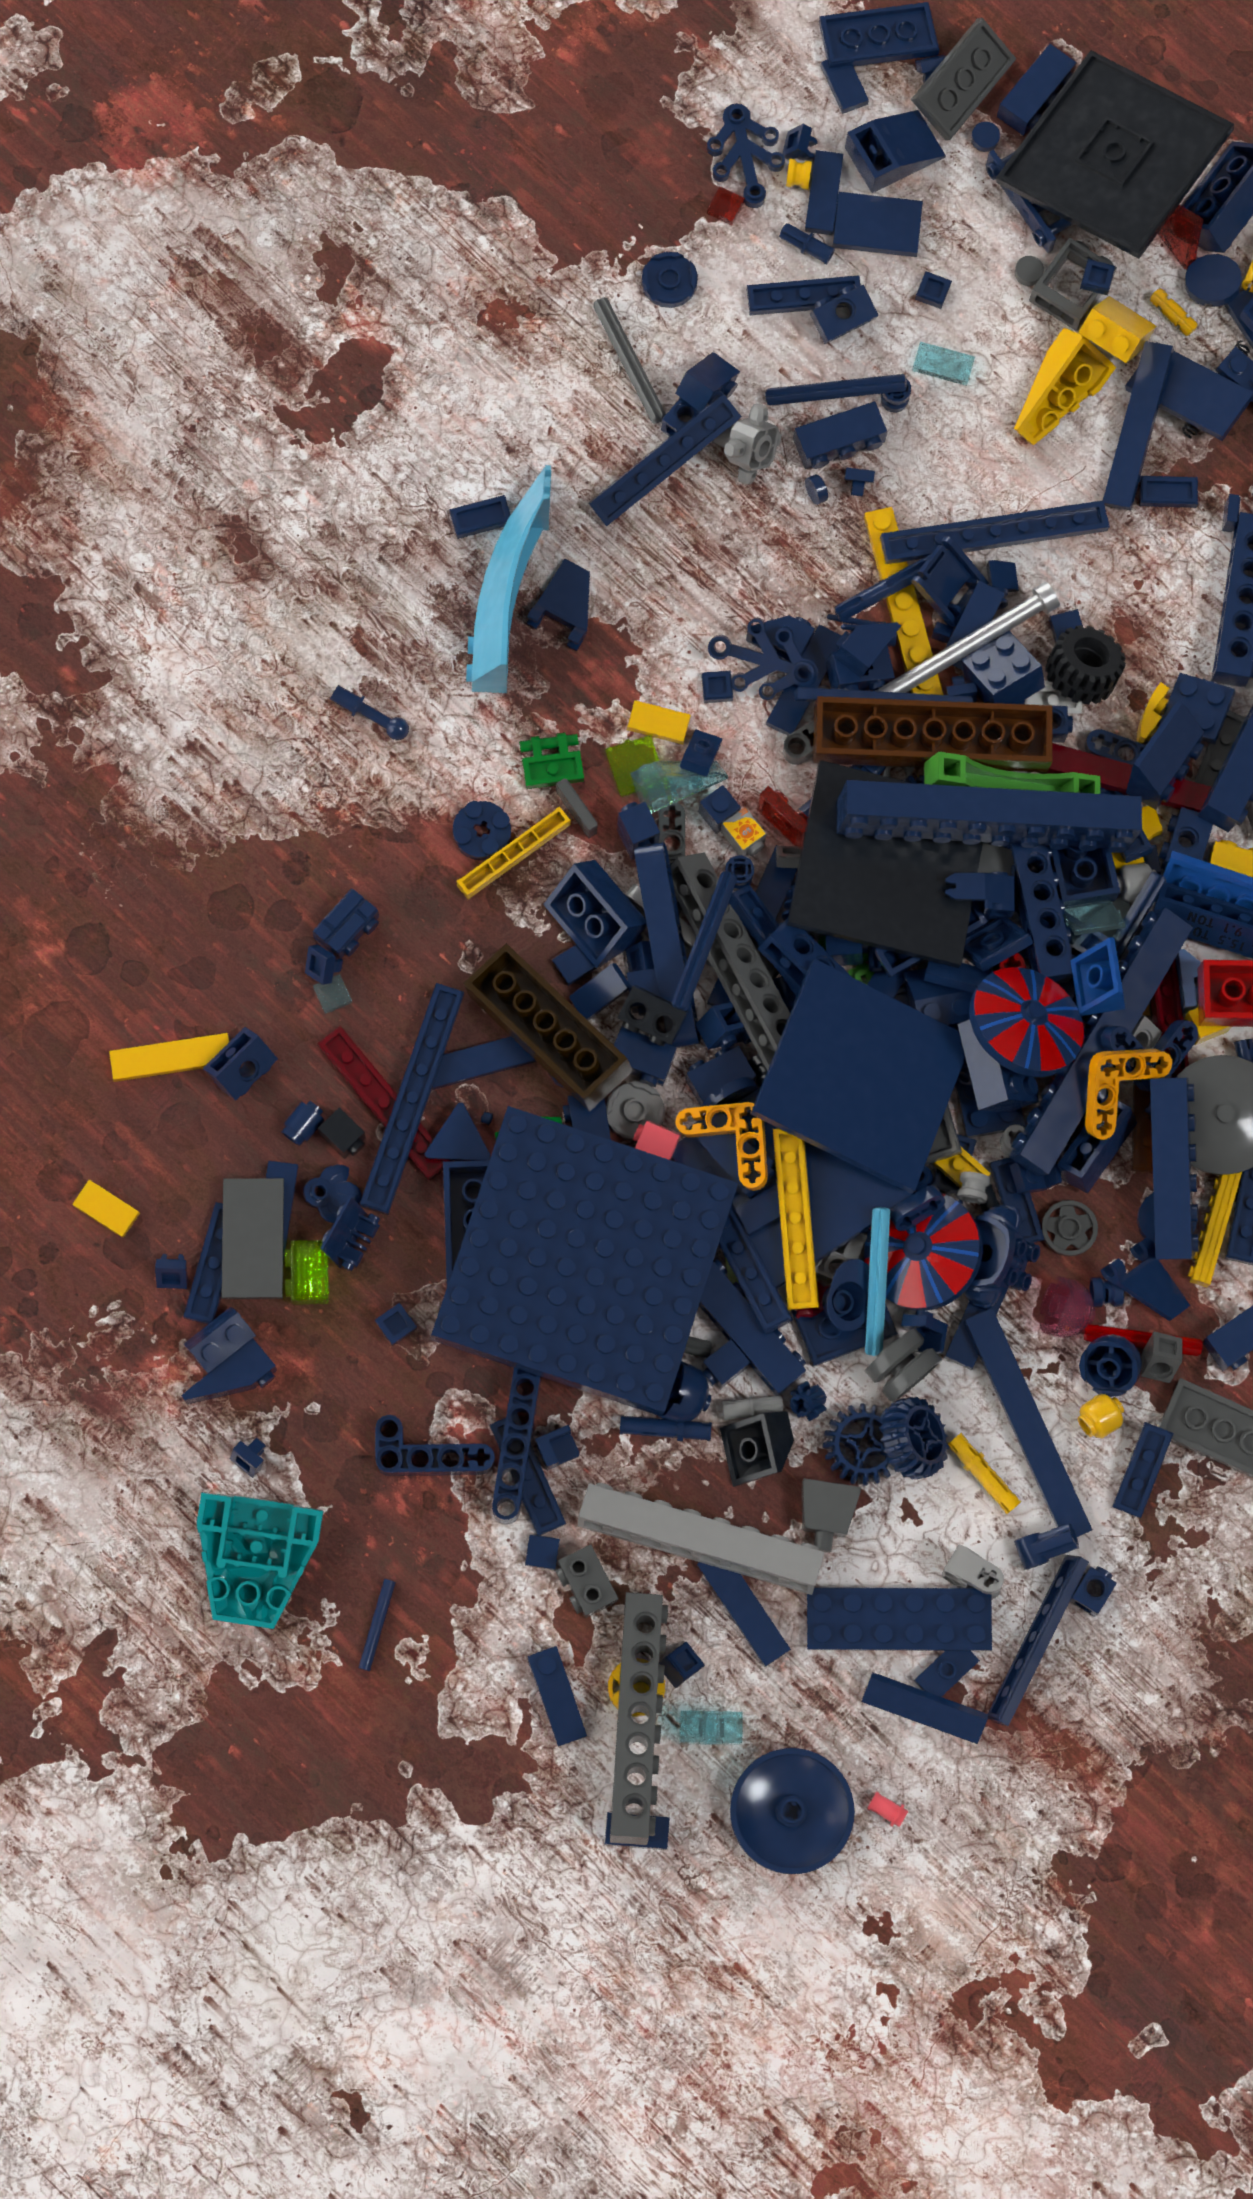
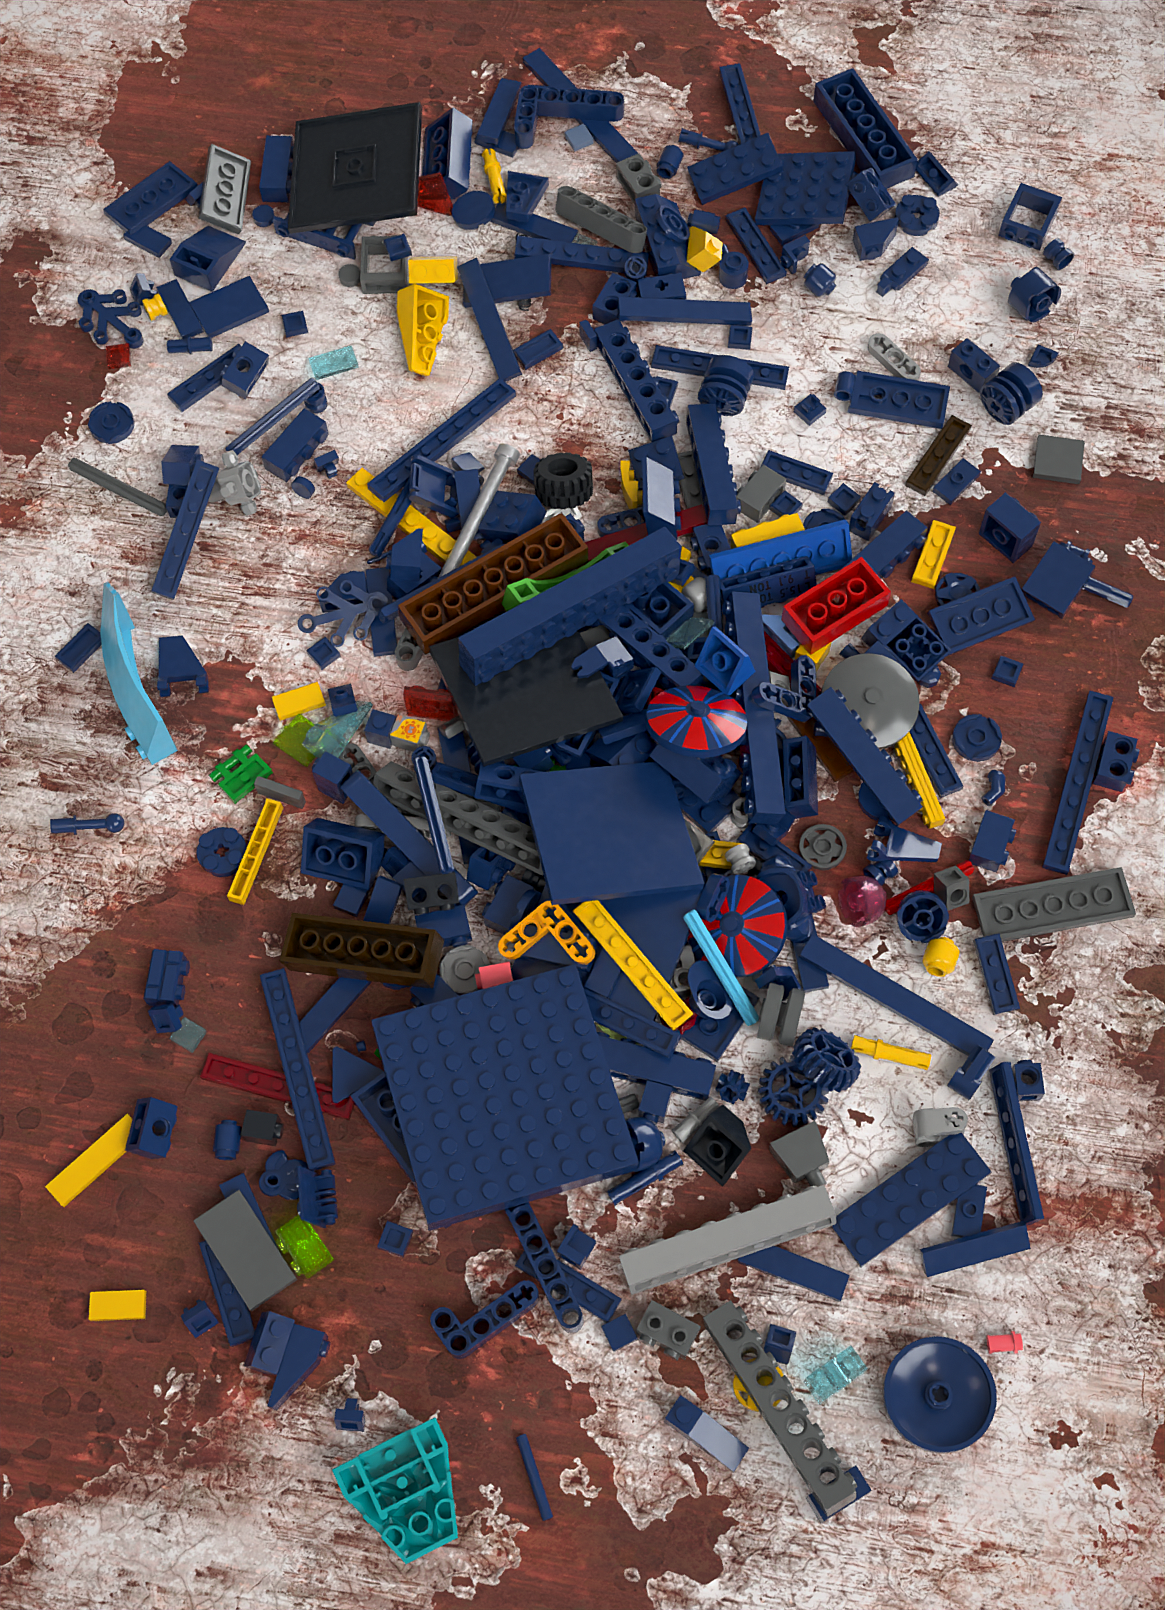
camera: 25 degrees left, 10 degrees down
(1110, 1078) = (780, 722): light orange beam -> none
(1173, 312) = (461, 243): yellow axle -> none

